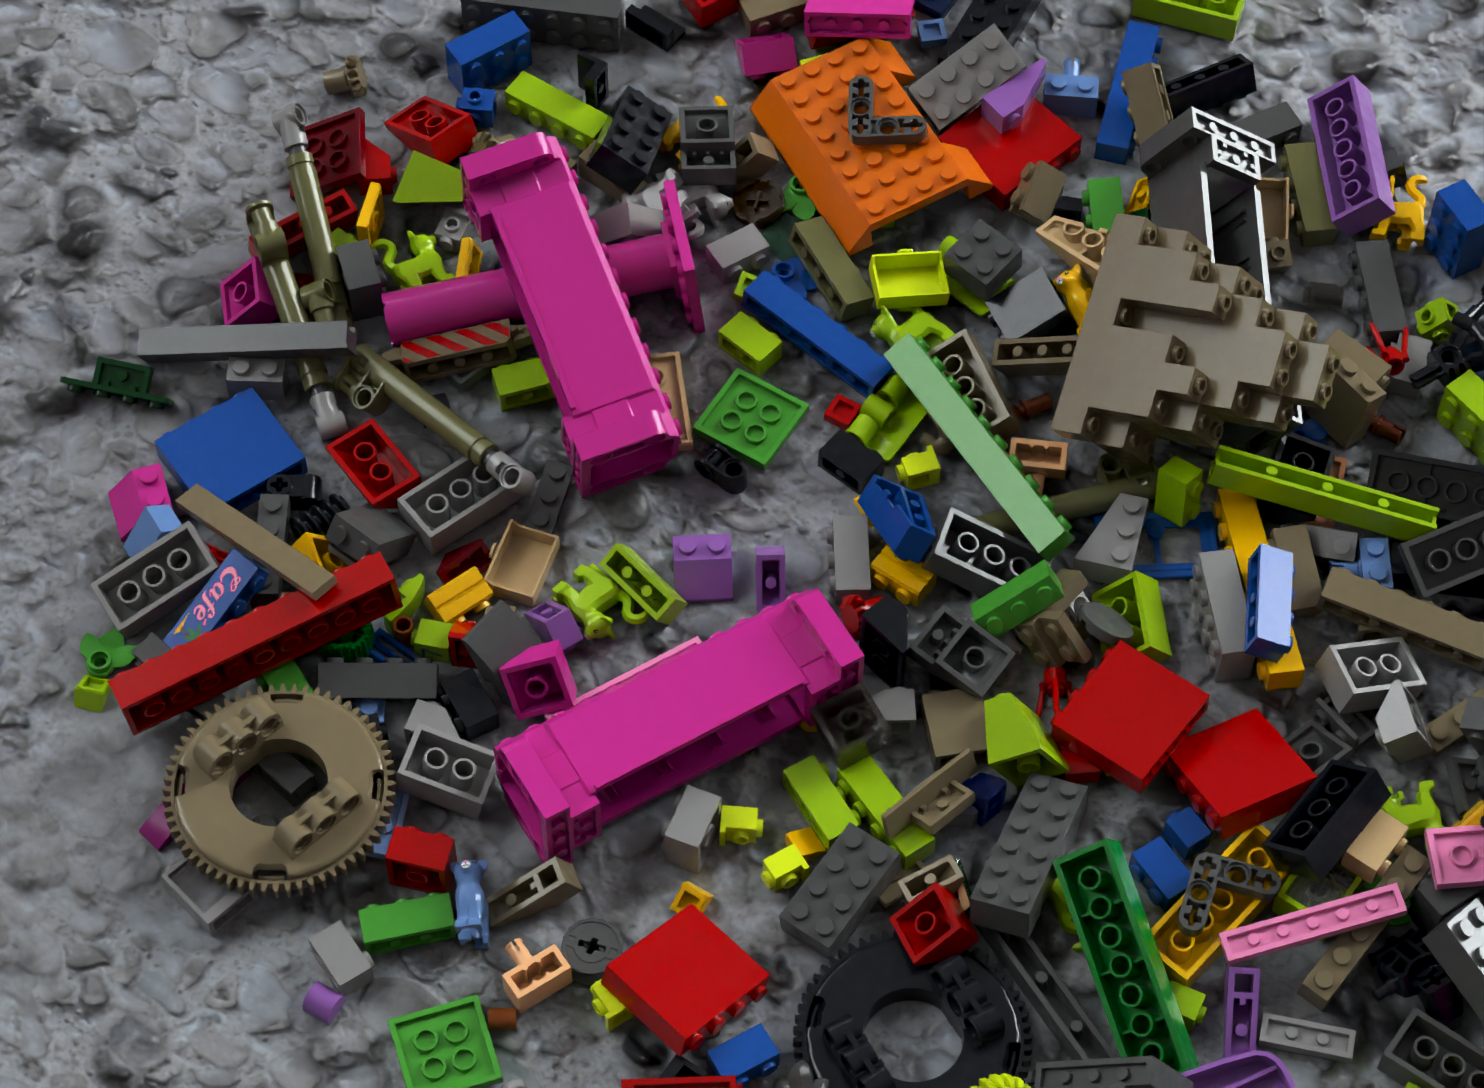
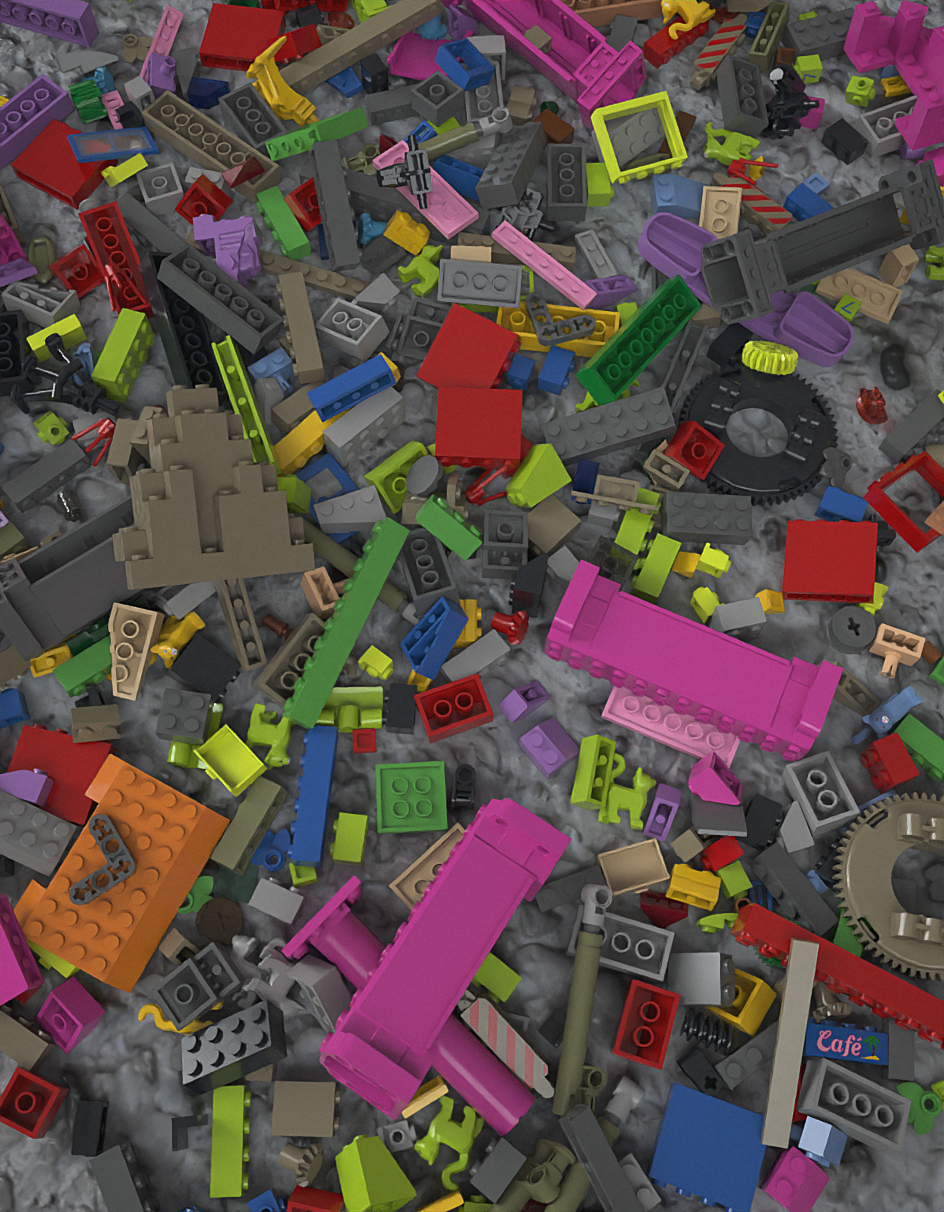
camera: 125 degrees left, 10 degrees up
(810, 500) = (453, 708): none -> red slope

